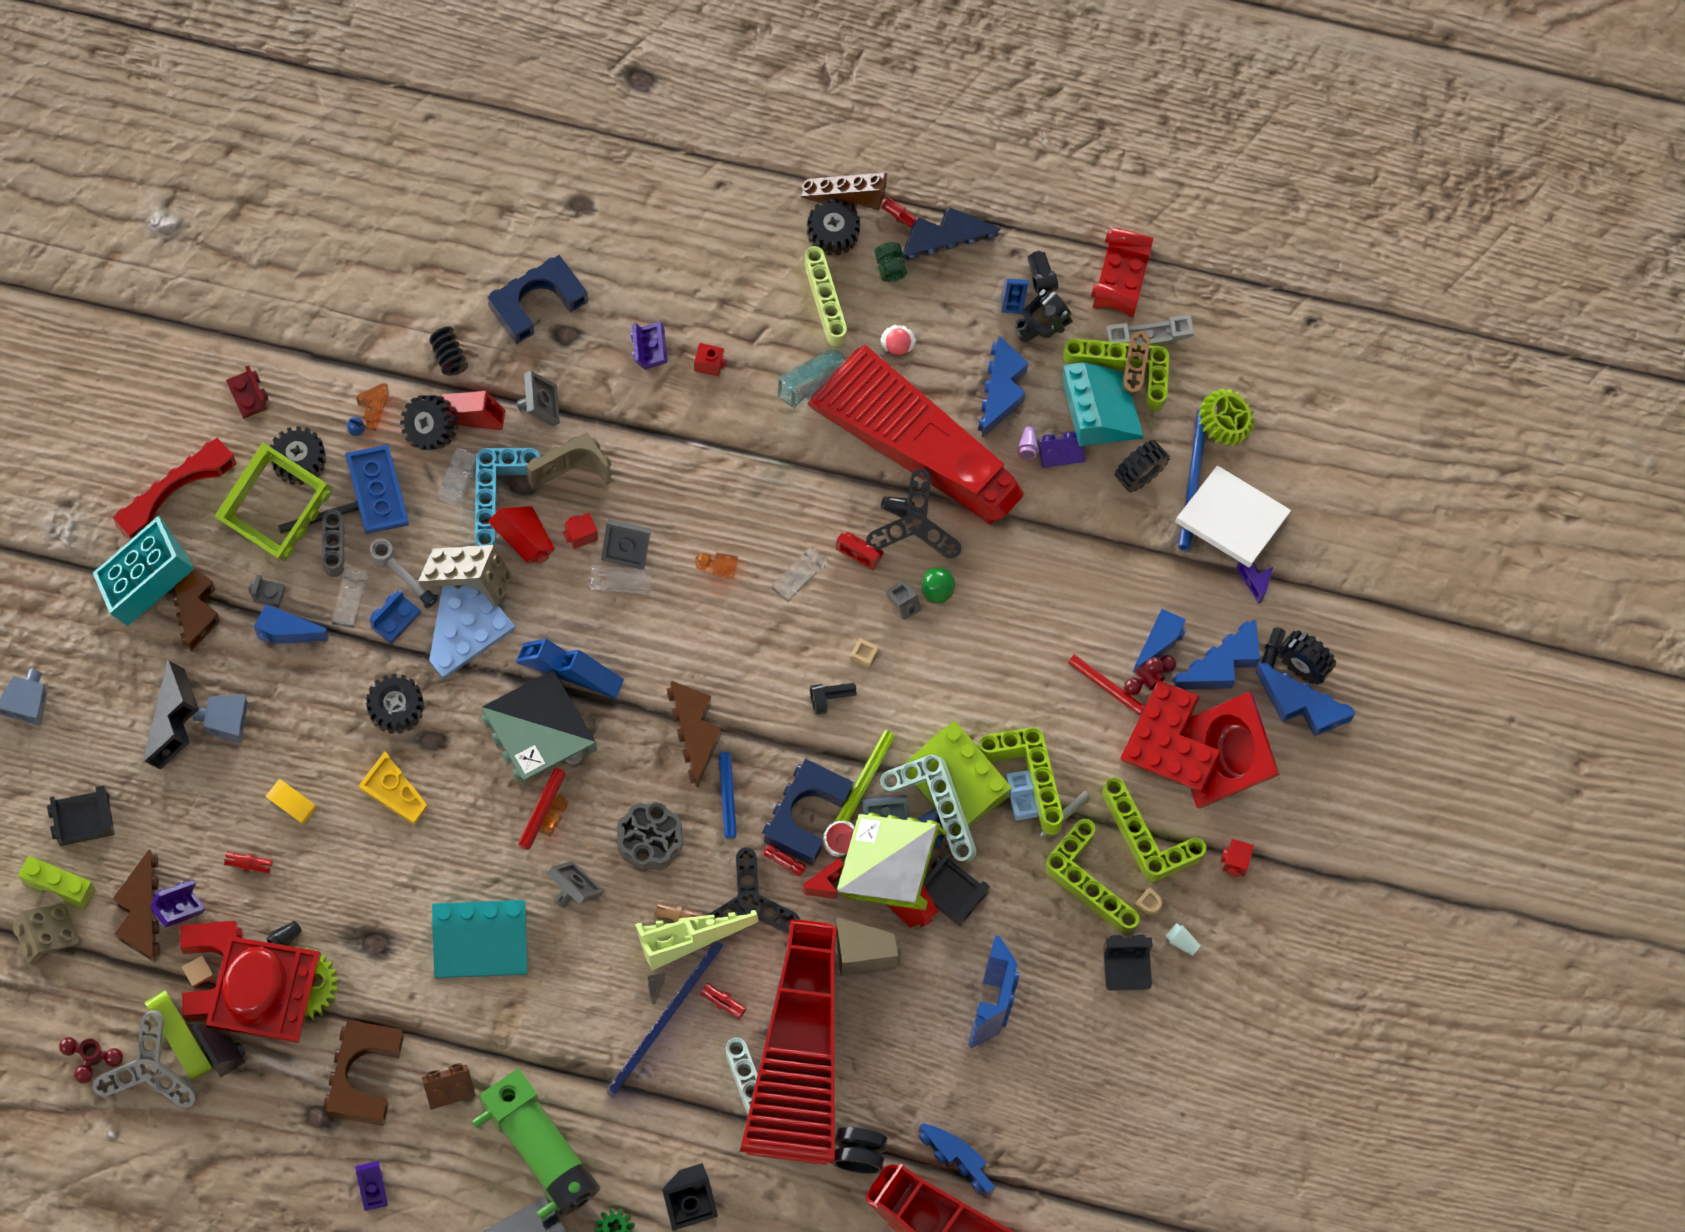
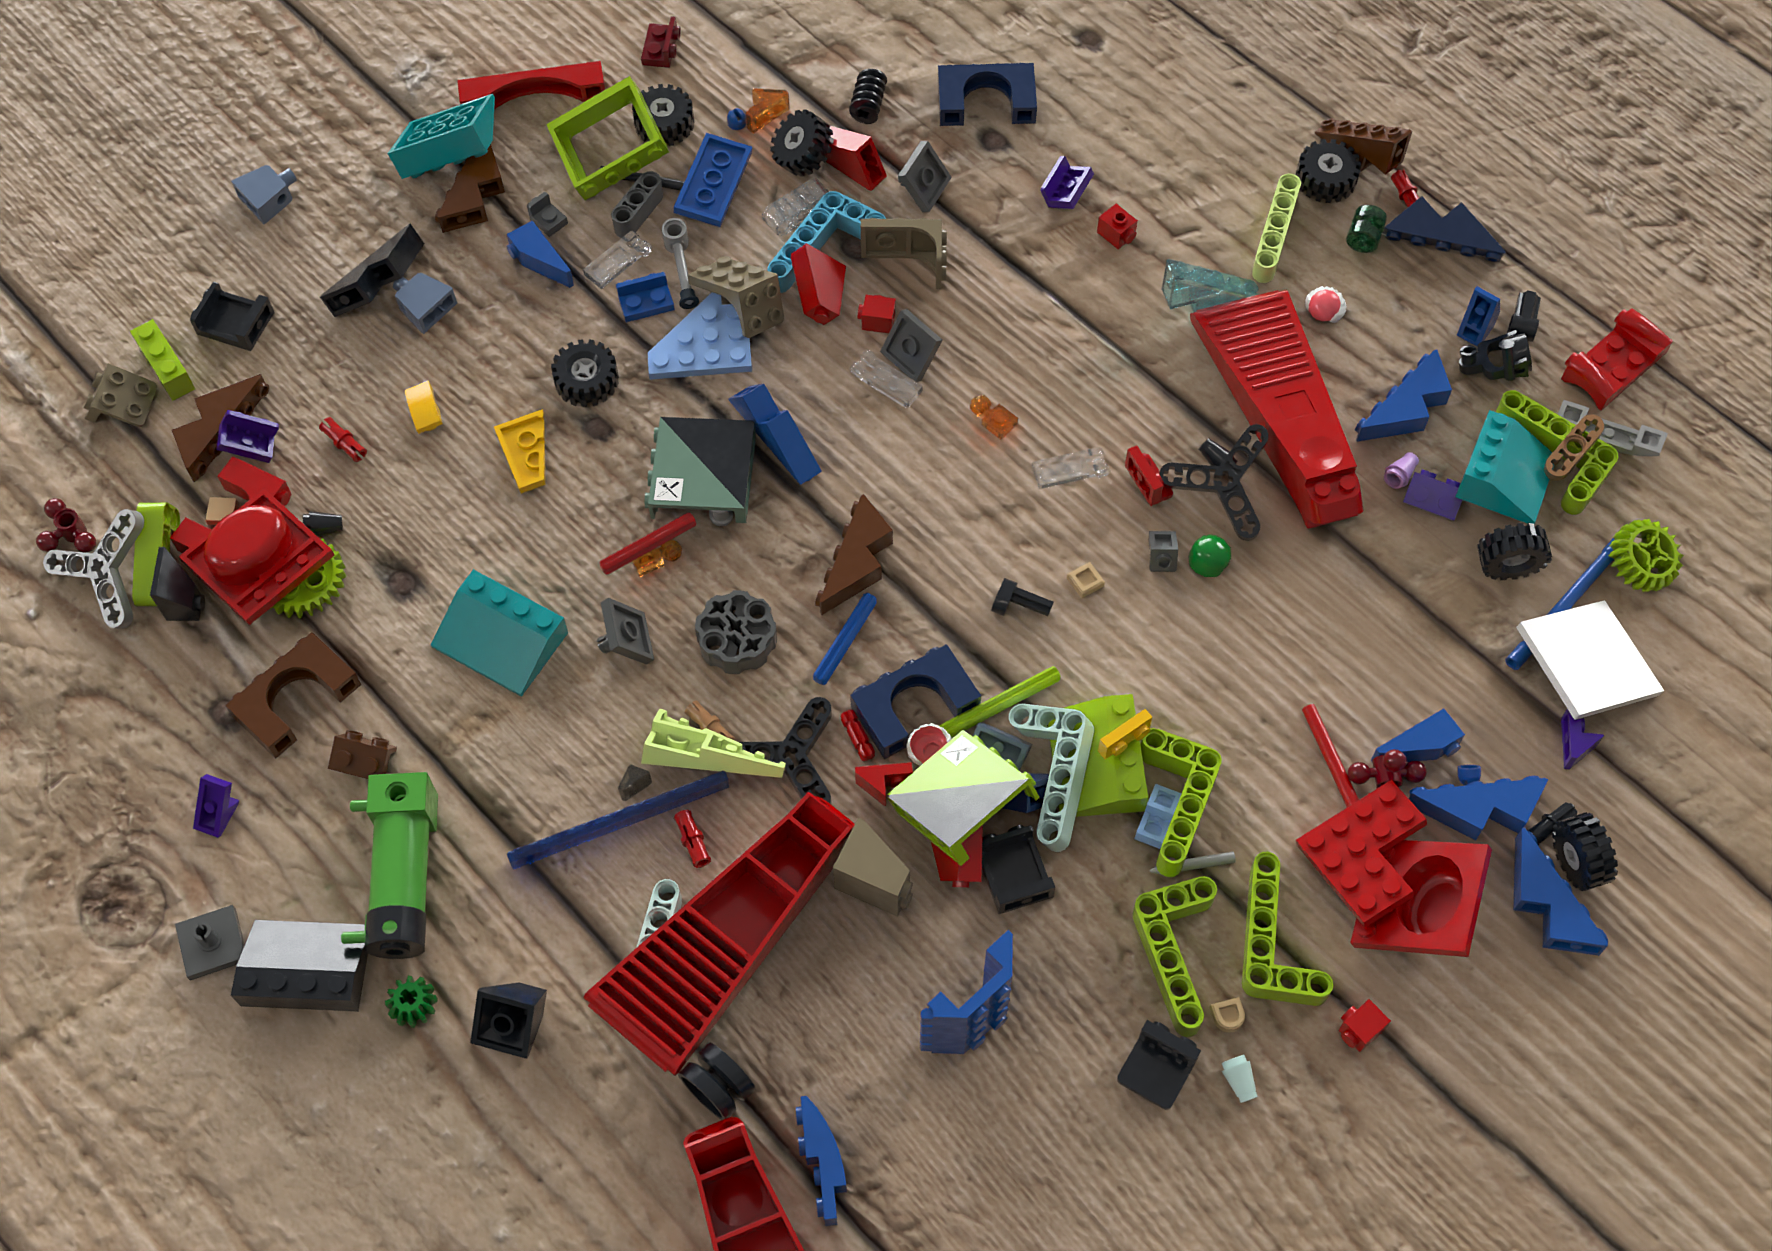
camera: 40 degrees right, 5 degrees down
(970, 762) = (1117, 740): none -> yellow plate
(1202, 644) = (1468, 773): none -> blue hinge

